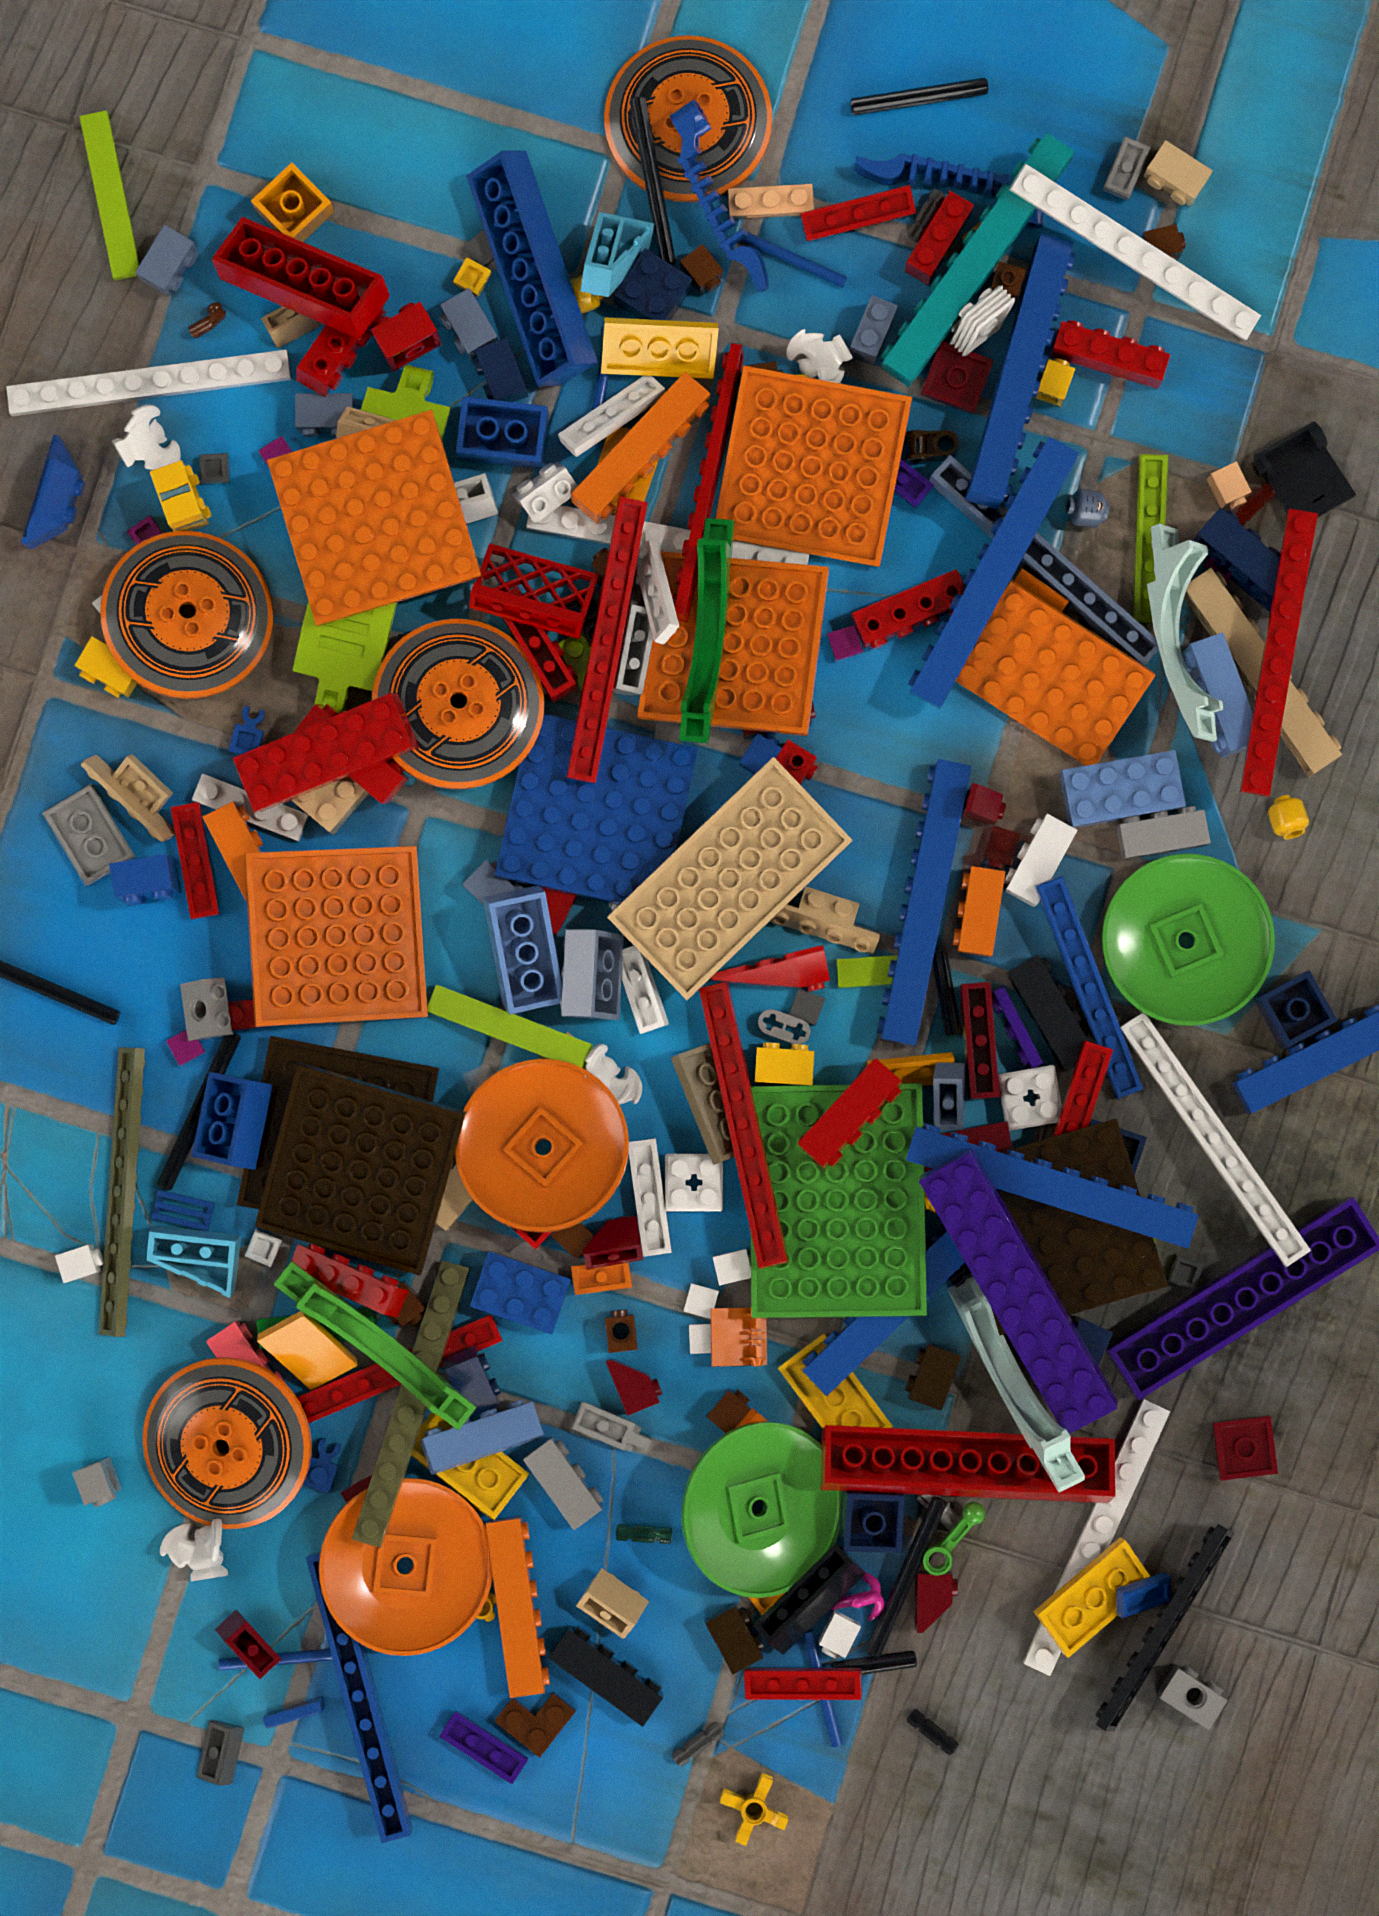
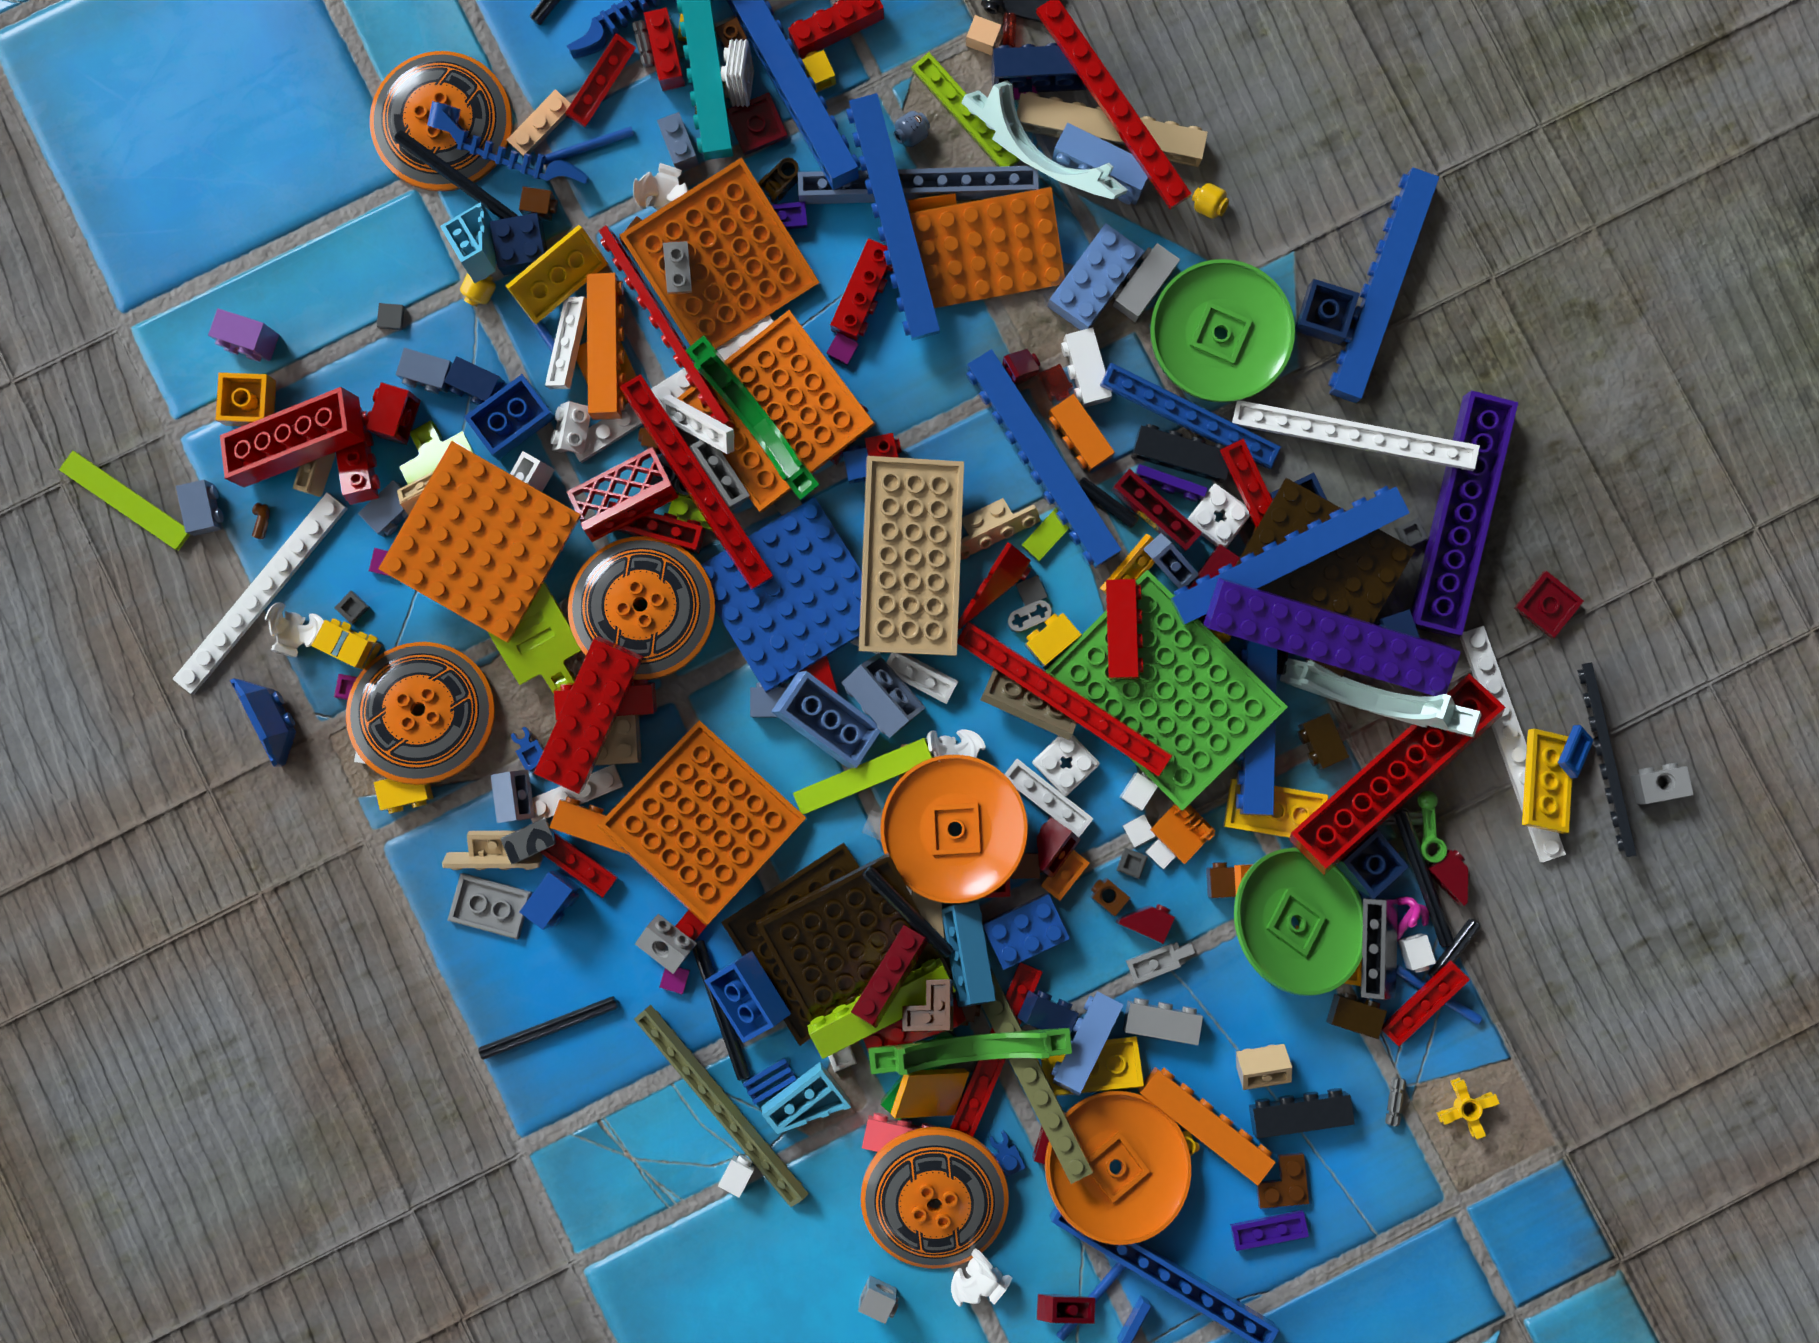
camera: 45 degrees left, 0 degrees up
(174, 811) = (528, 841): none -> slope
(197, 760) = (512, 796): none -> sand blue brick
(335, 1237) = (844, 1028): none -> lime brick
(345, 152) = (243, 335): none -> medium lavender brick
(366, 1216) = (889, 976): none -> dark red brick
(376, 1285) = (936, 1014): none -> reddish brown plate
(434, 1177) = (878, 882): none -> black axle
(452, 1264) = (970, 957): none -> dark azure brick
(472, 276) = (399, 339): yellow plate -> none
(531, 268) = (431, 299): blue brick -> none
(643, 1534) = (1240, 1005): clear green axle -> none
(668, 1322) = (1131, 863): none -> dark grey tile
(765, 441) = (677, 267): none -> light grey brick
(932, 1732) = (1528, 956): black axle -> none

